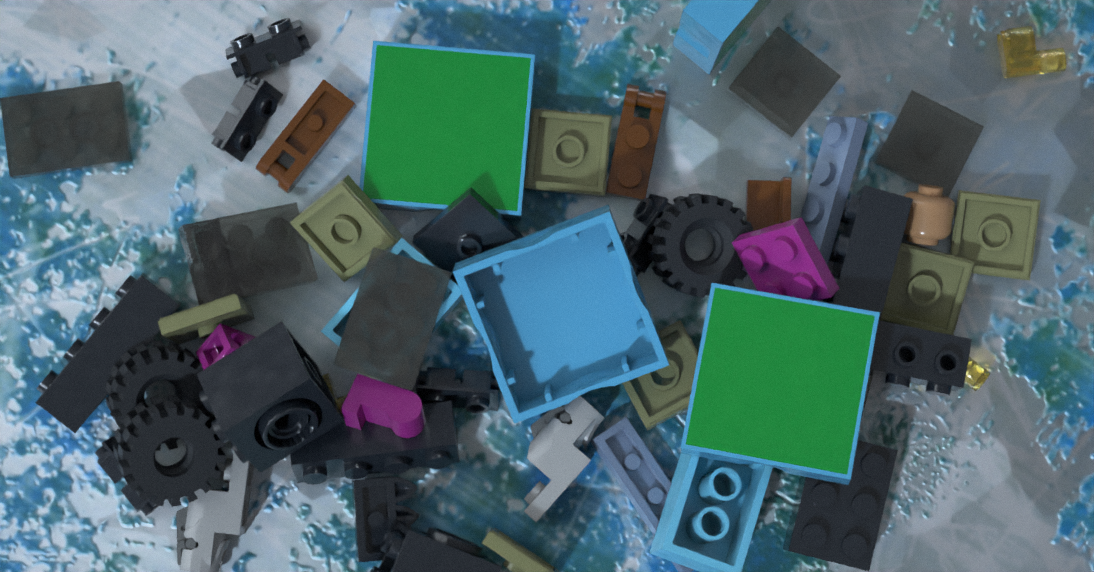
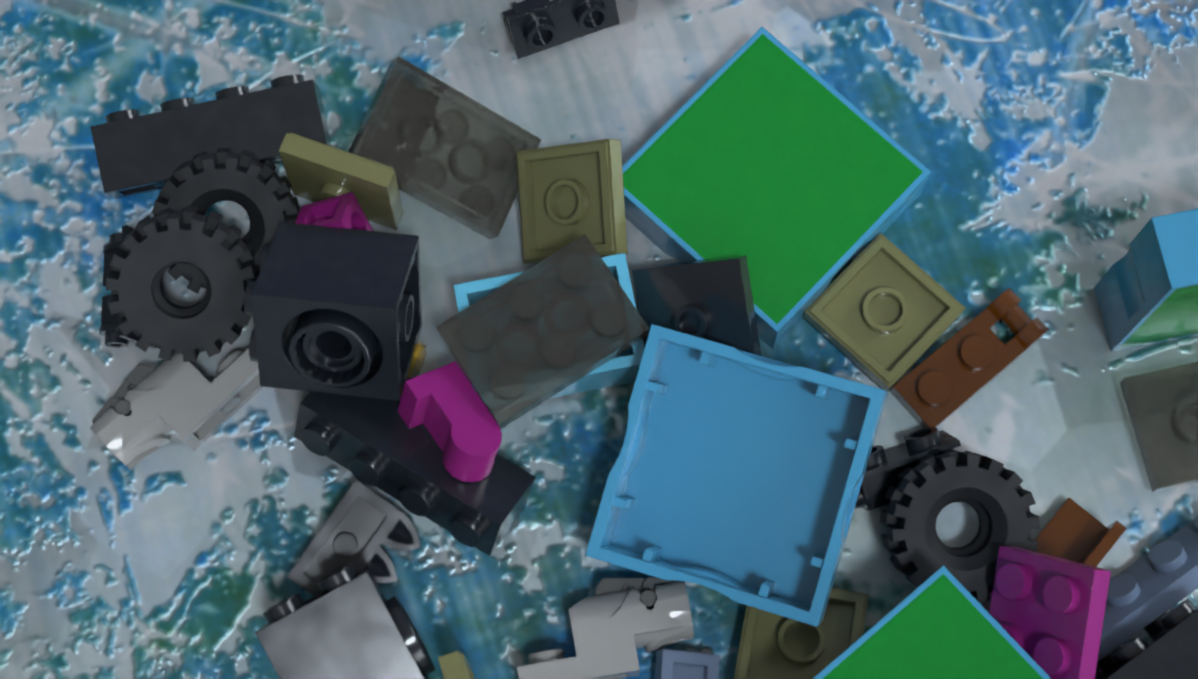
camera: 40 degrees right, 10 degrees down
(306, 135) = (609, 79): reddish brown plate -> none
(475, 394) = (568, 495): black hinge -> none

